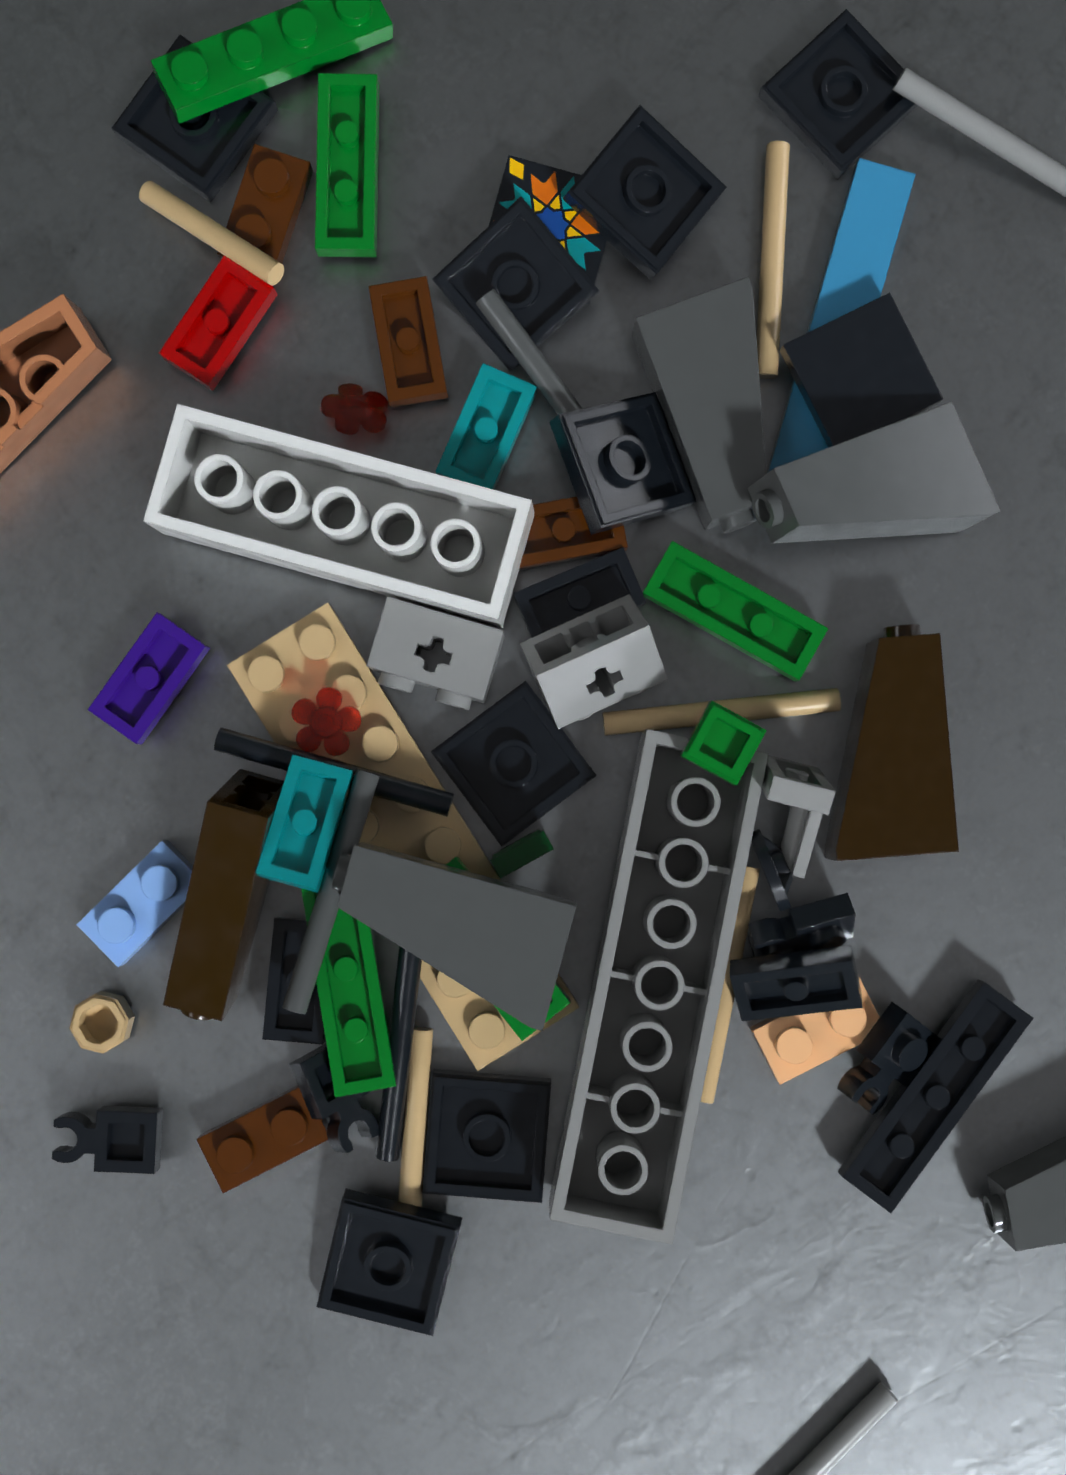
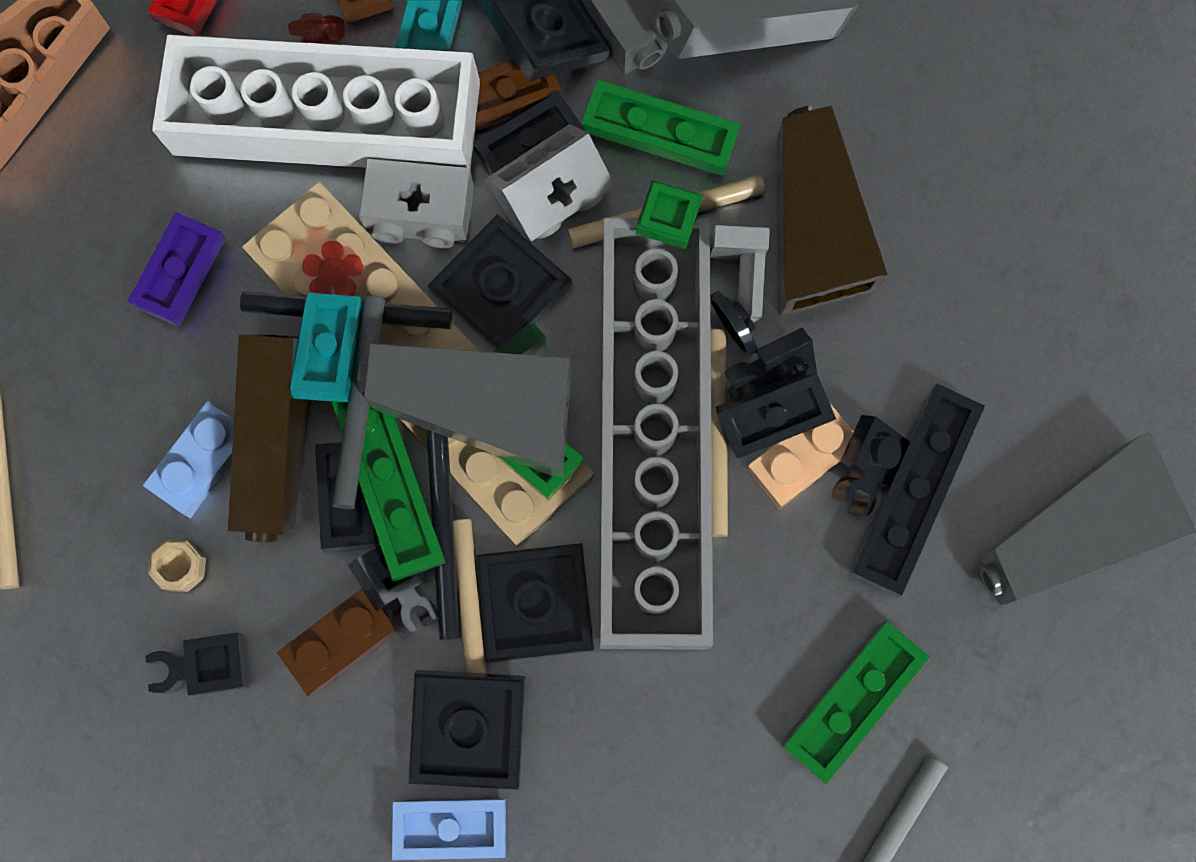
camera: 10 degrees left, 10 degrees down
(351, 1364) = (449, 829): none -> light blue plate
(813, 1315) = (855, 702): none -> green plate

